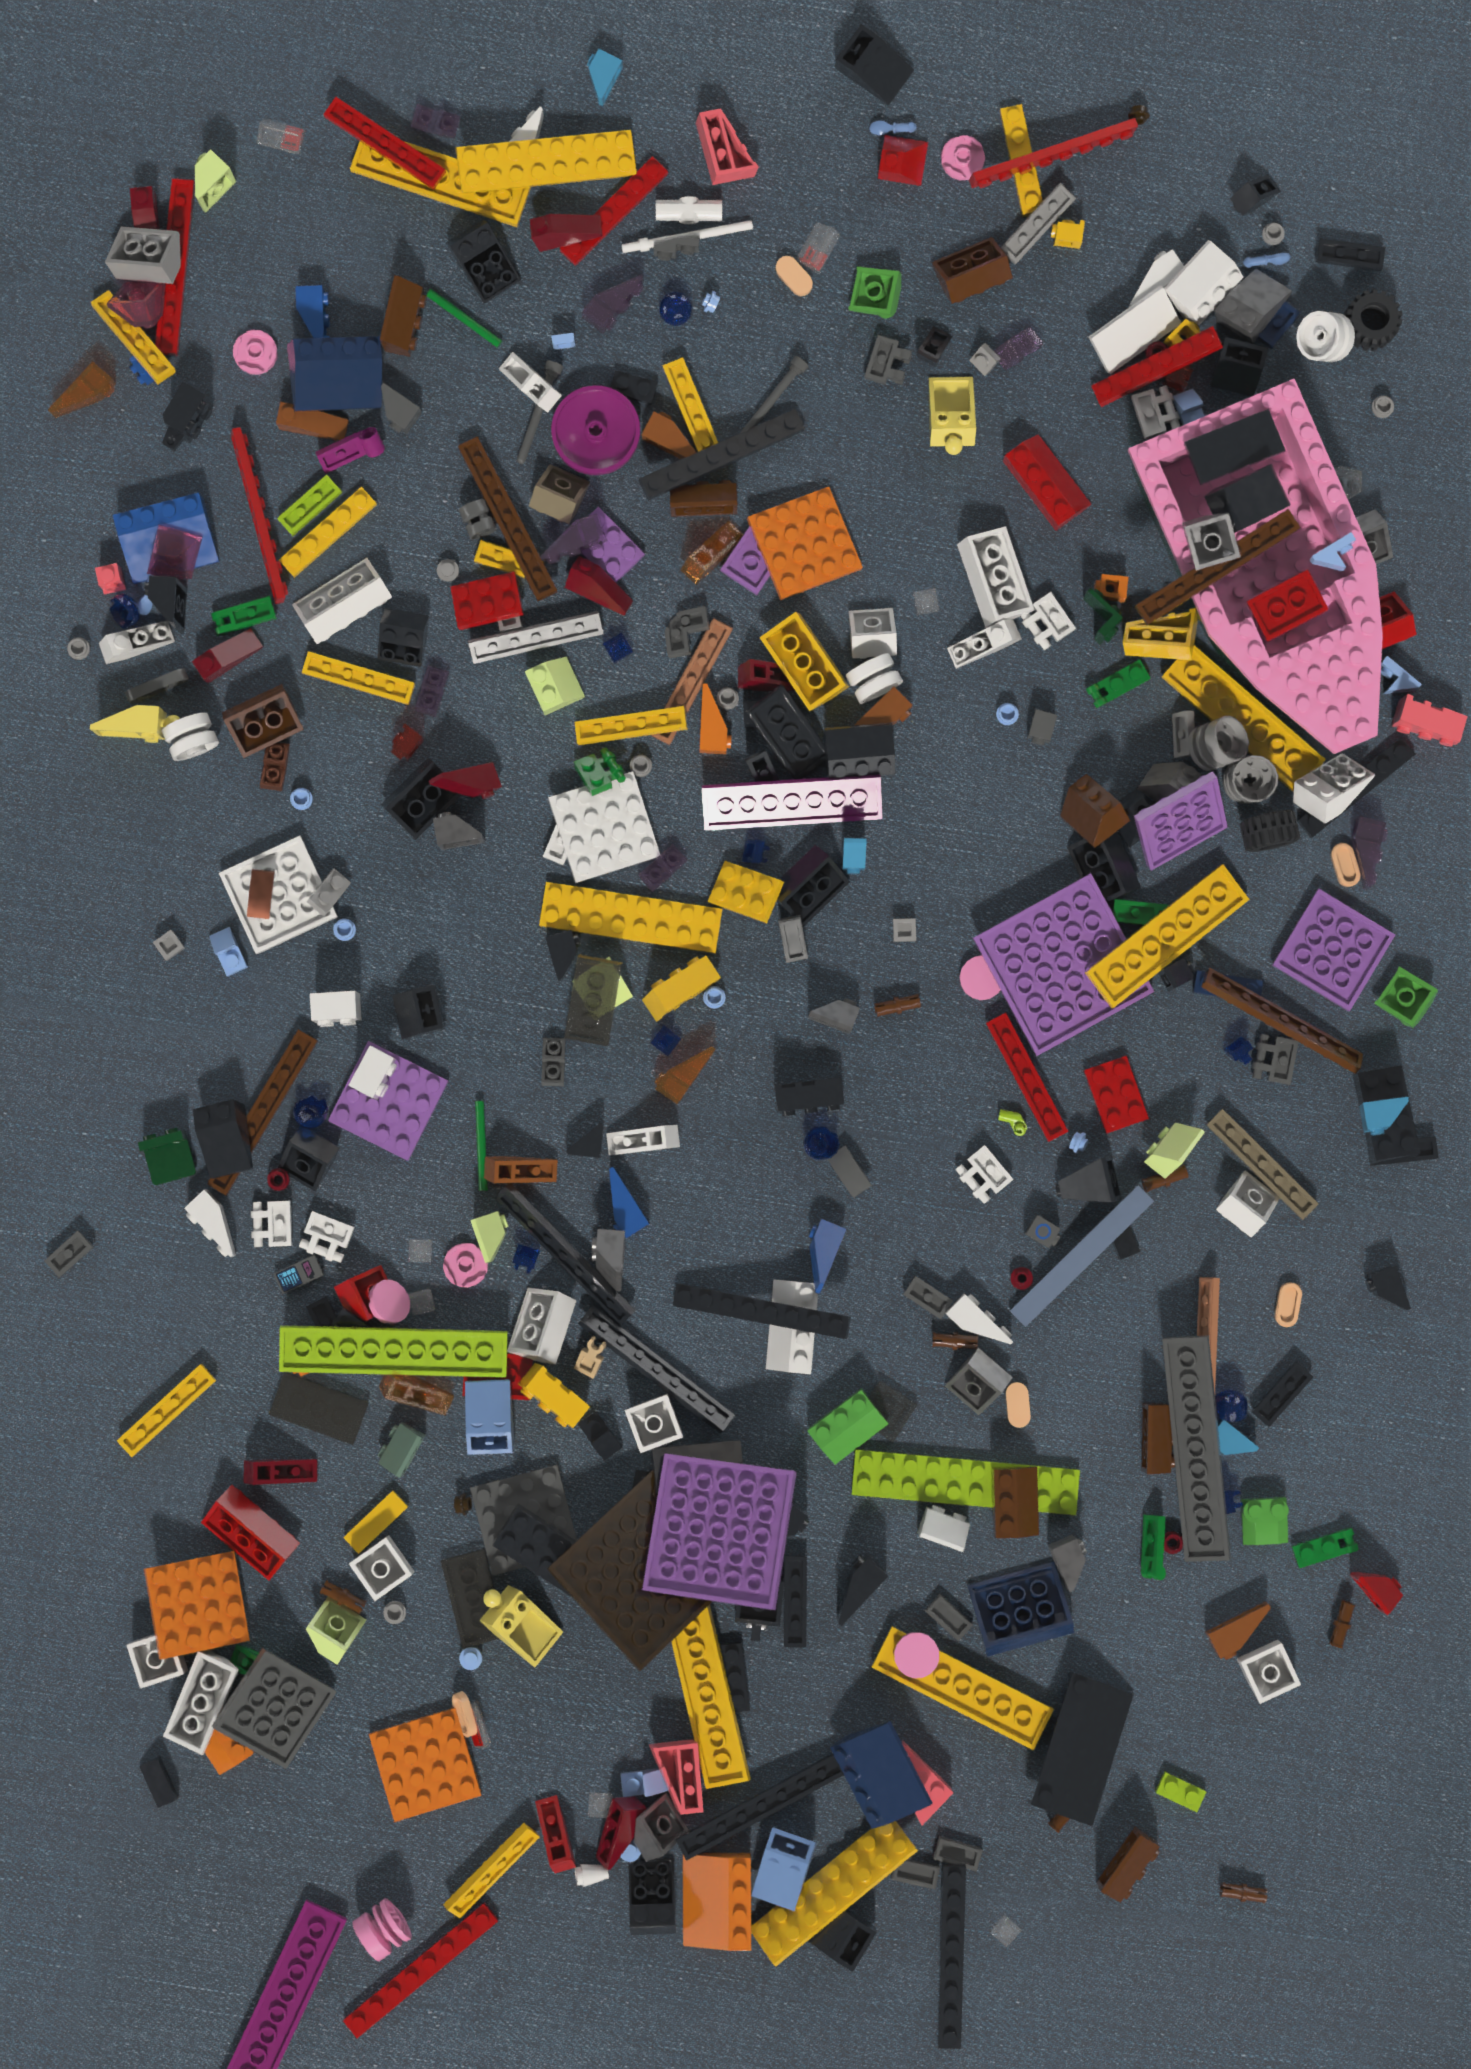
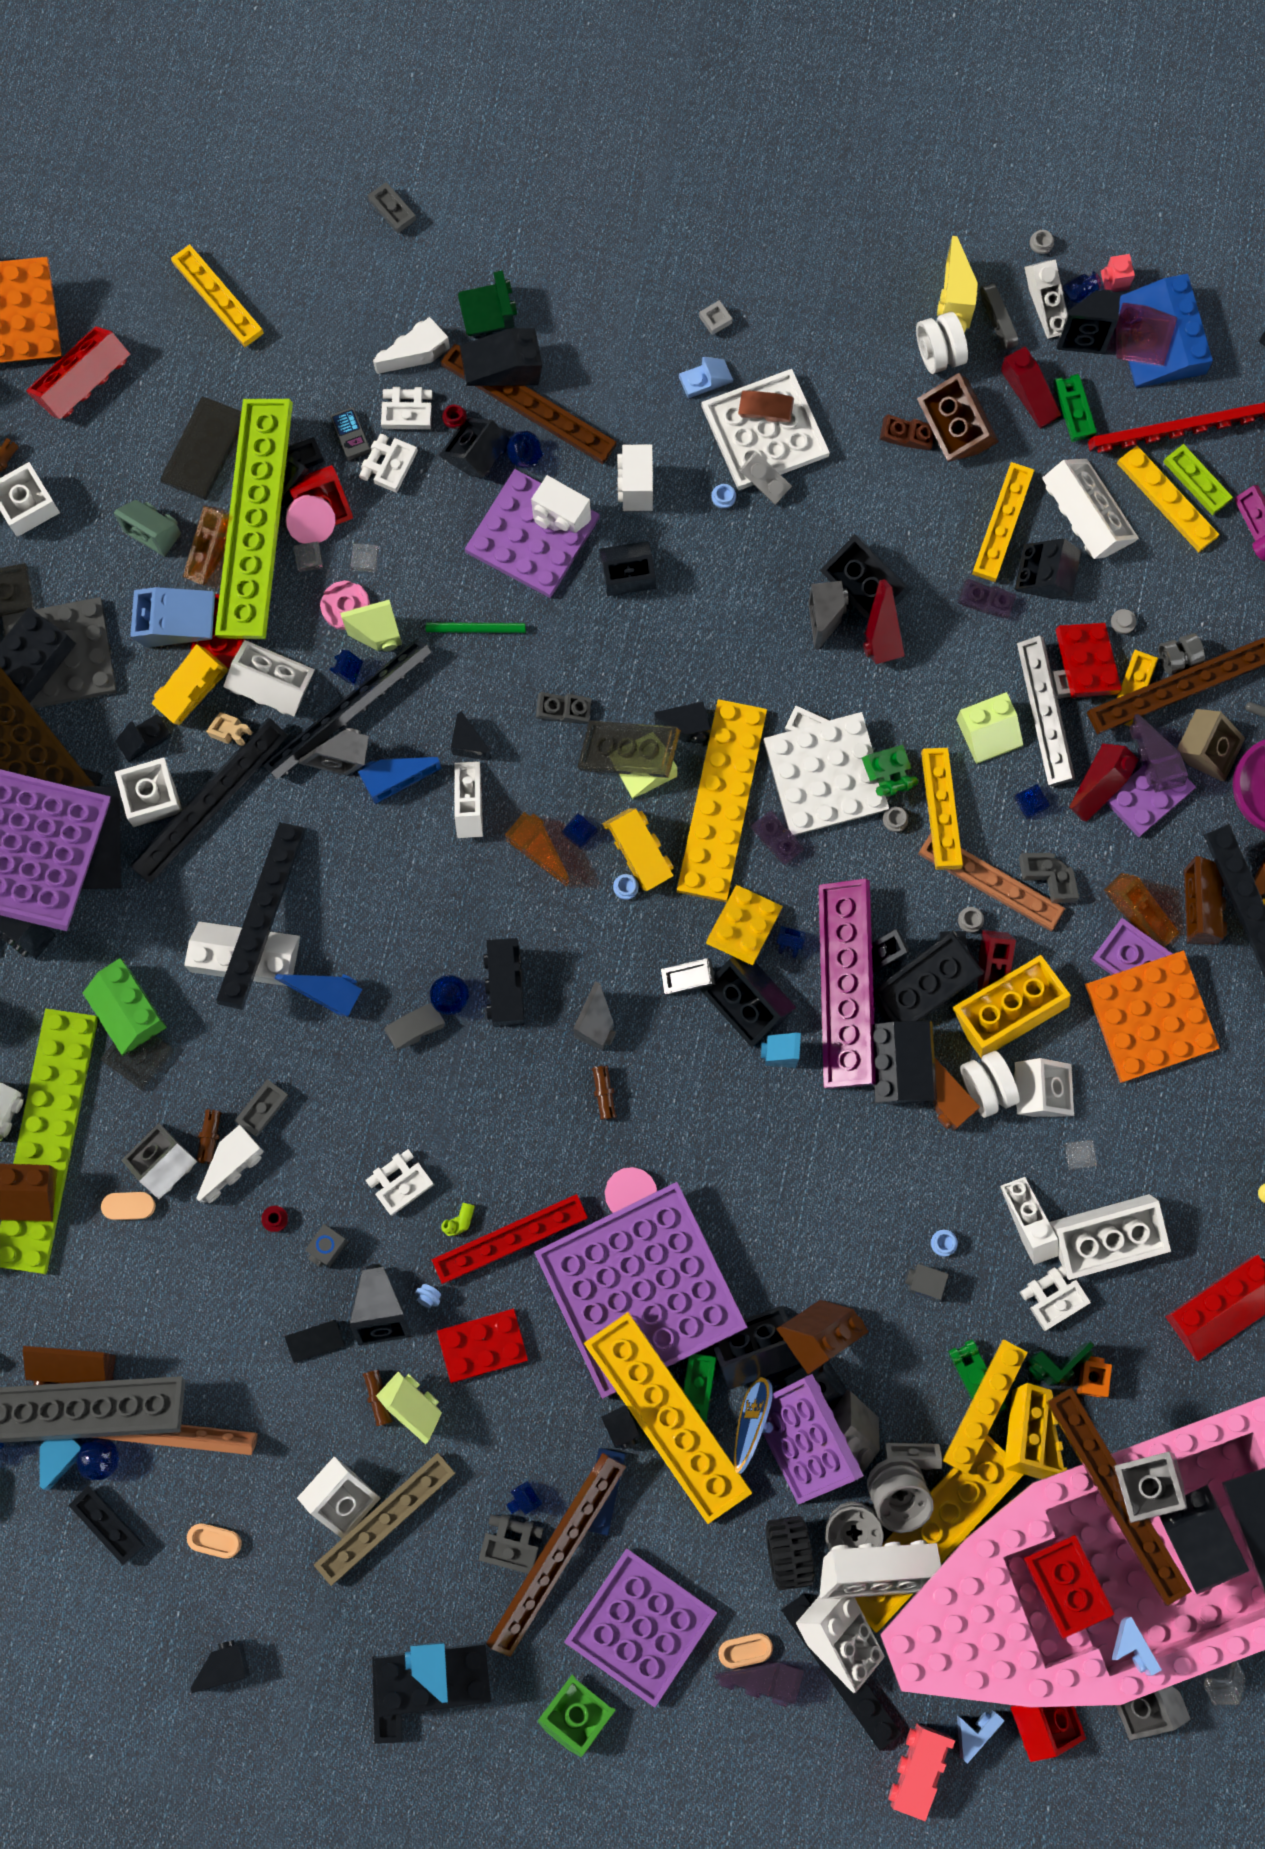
camera: 95 degrees right, 10 degrees down
(280, 1471) = (139, 404): dark red slope -> none
(301, 798) = (870, 458): light blue plate -> none
(375, 1521) = (75, 500): yellow tile -> none
(406, 743) = (929, 568): clear red brick -> none
(462, 1504) = (83, 588): dark brown plate -> none
(519, 1169) = (445, 665): dark orange slope -> none
(713, 728) = (935, 899): orange slope -> none
(904, 930) = (691, 1106): light grey plate -> none
(1082, 1255) = (293, 1291): sand blue tile -> none
(1141, 676) = (984, 1406): none -> yellow plate
(1166, 866) = (752, 1422): none -> shield
(1281, 757) = (878, 1569): none -> white slope

